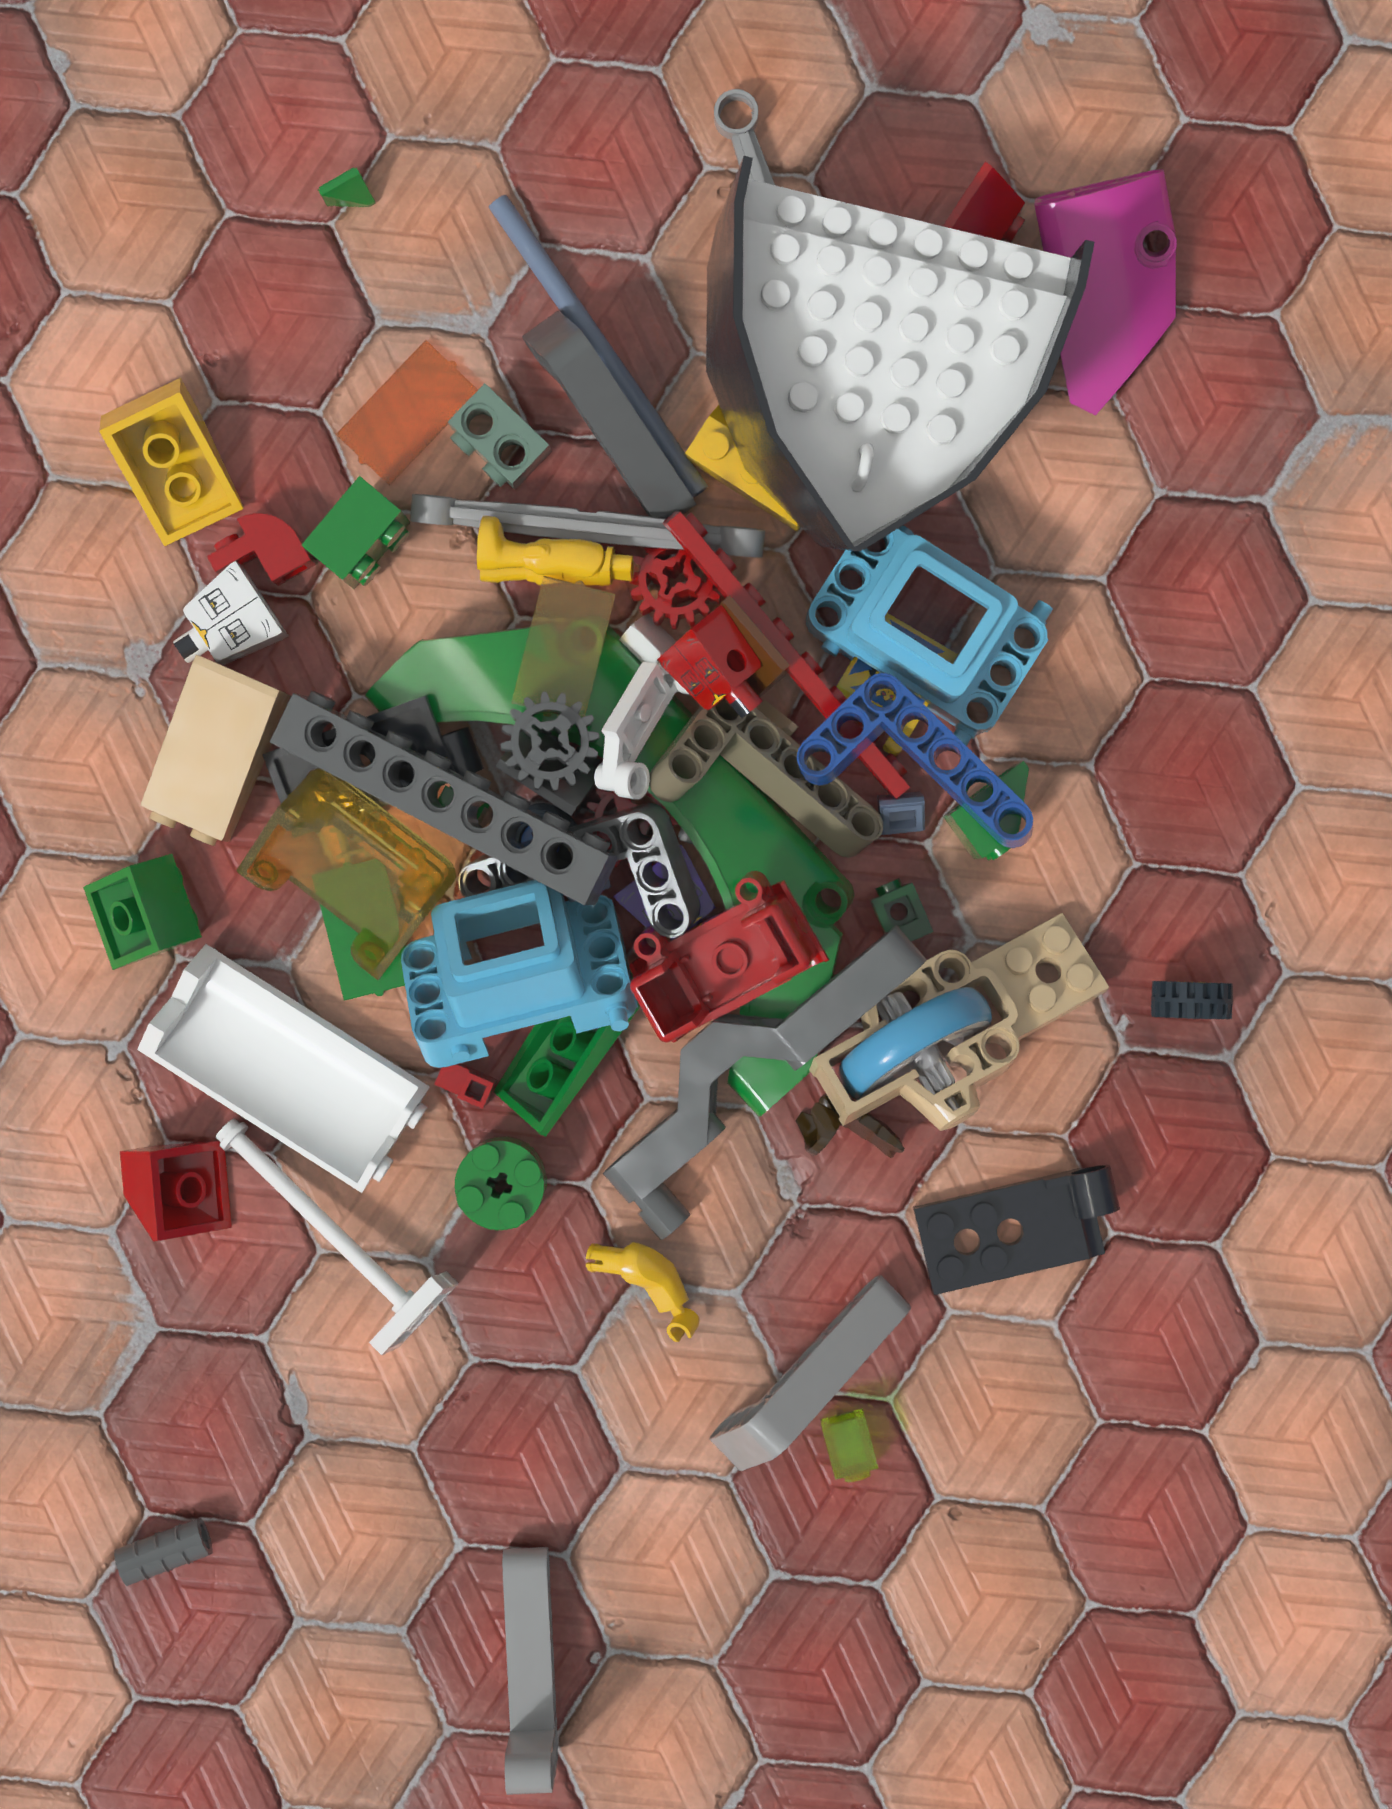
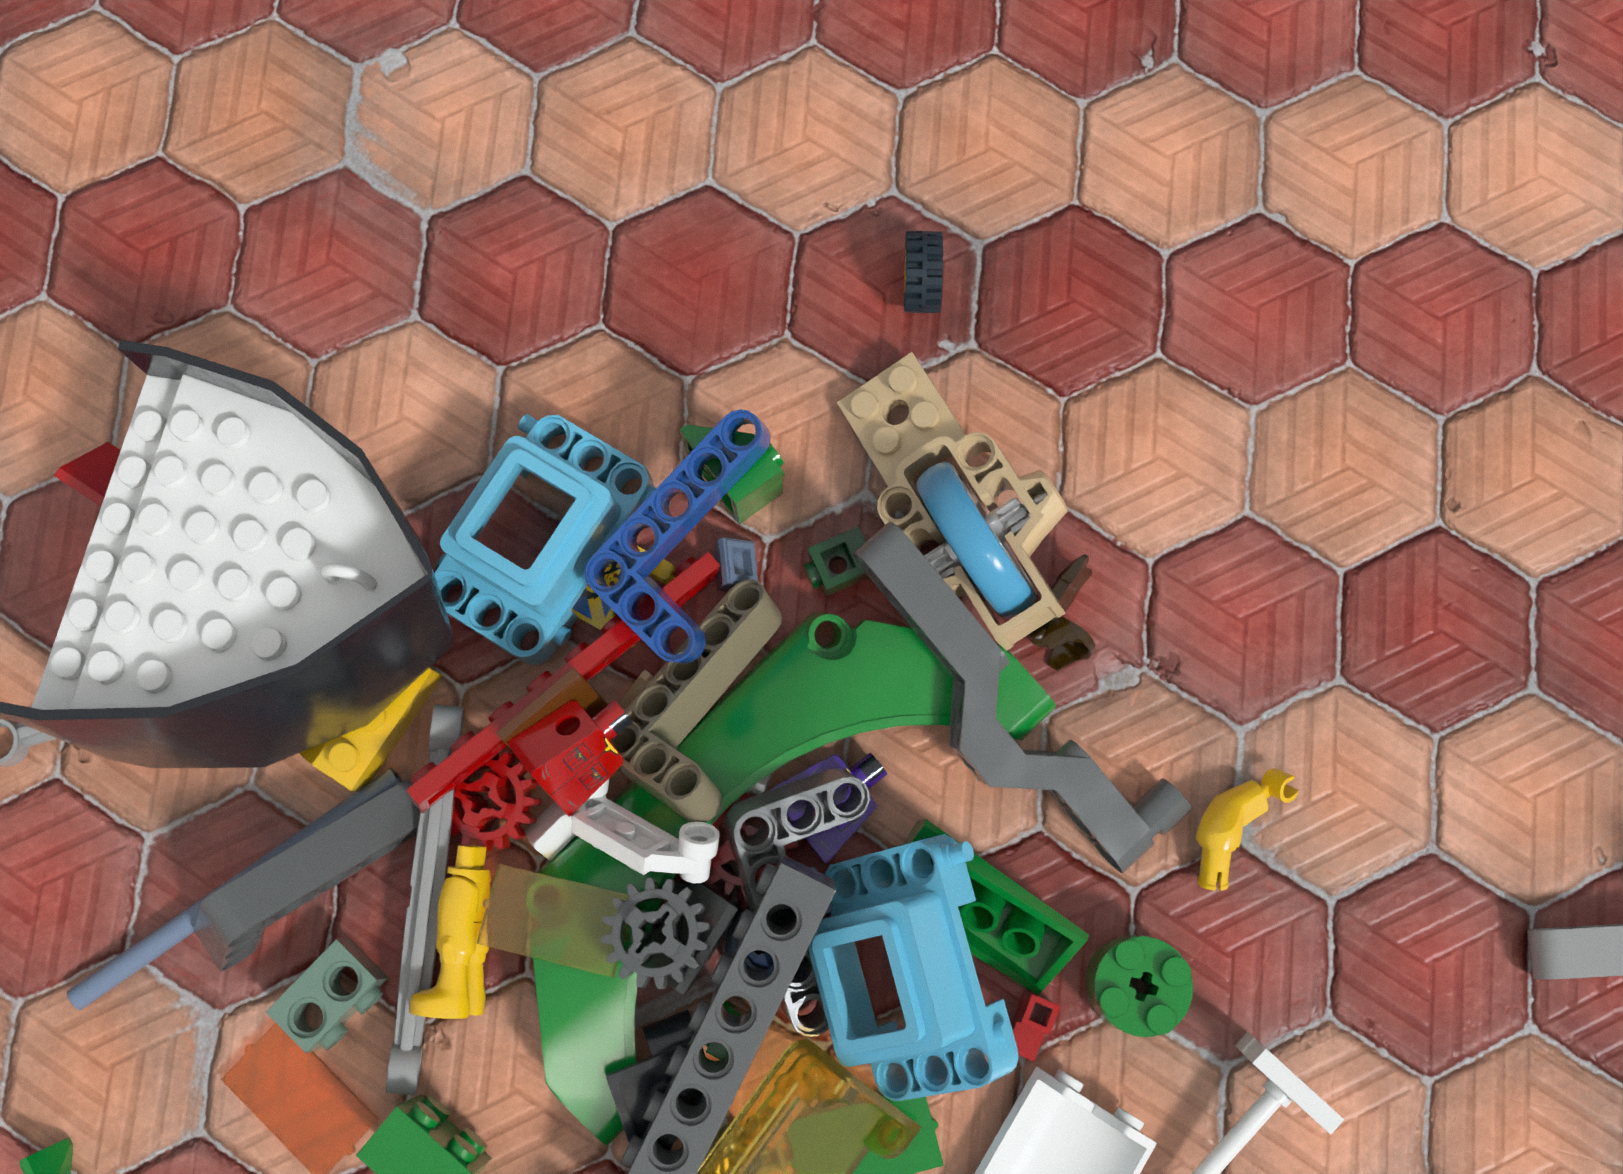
camera: 85 degrees left, 10 degrees down
(723, 959) = (892, 739): red container -> none
(774, 1422) = (1388, 680): light grey beam -> none
(849, 1445) = (1395, 609): clear neon green brick -> none
(1055, 1220) = (1148, 407): black hinge -> none
(1127, 288) = (202, 326): dark pink panel -> none

